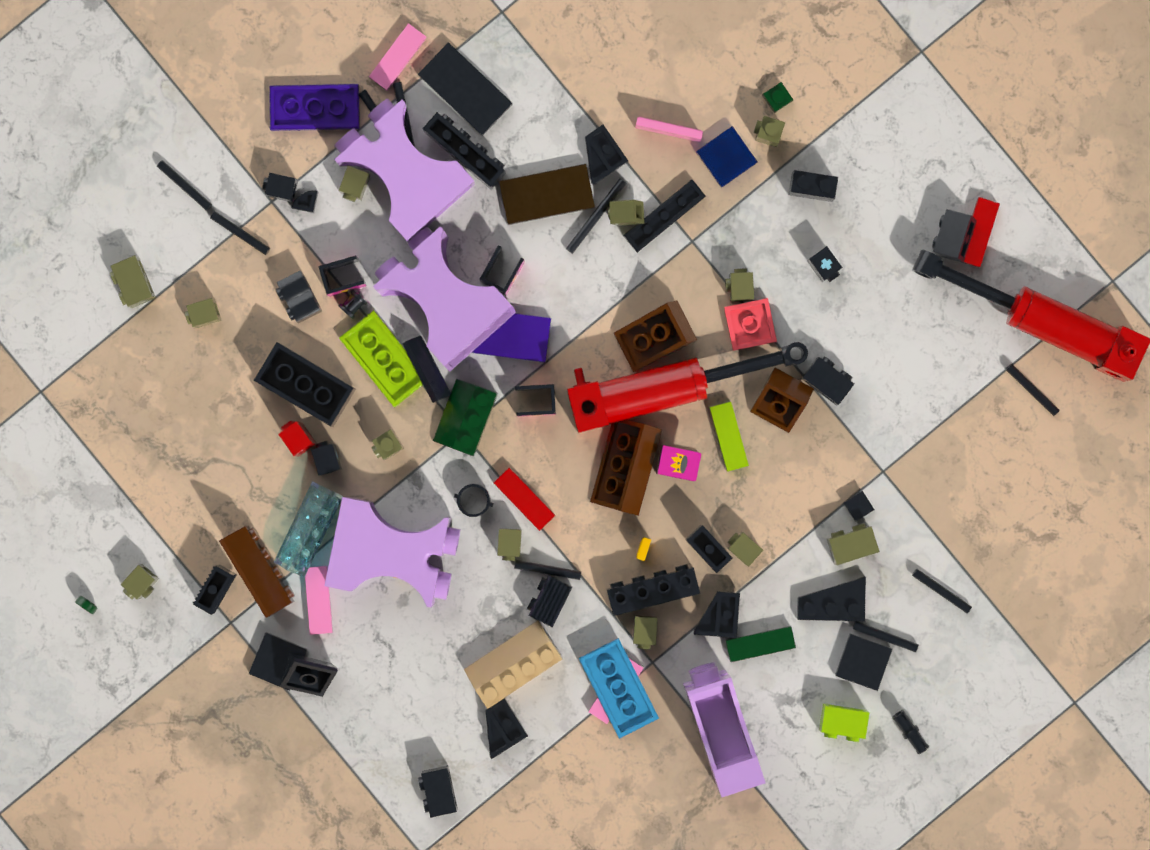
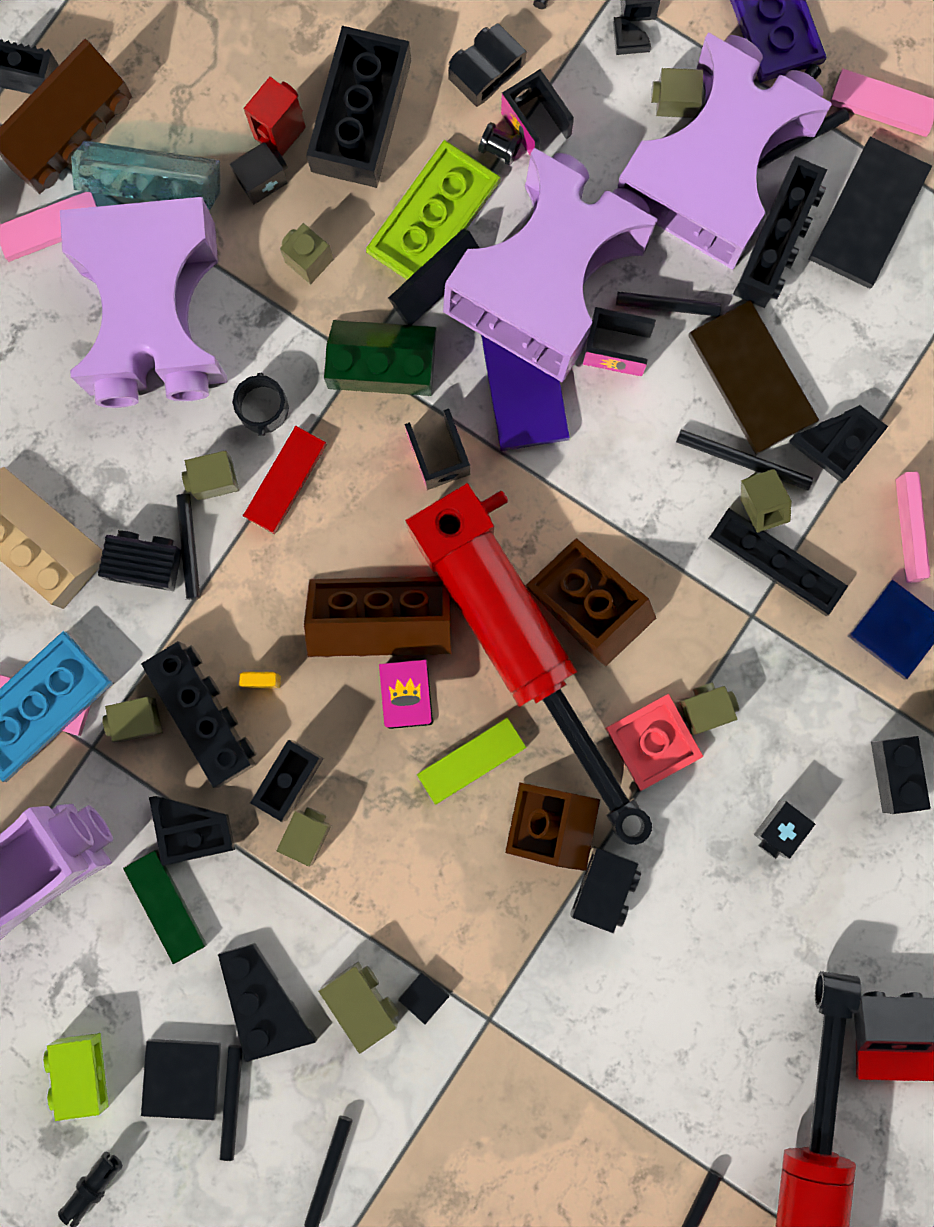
camera: 80 degrees right, 5 degrees down
(485, 231) = (668, 304): none -> black bar

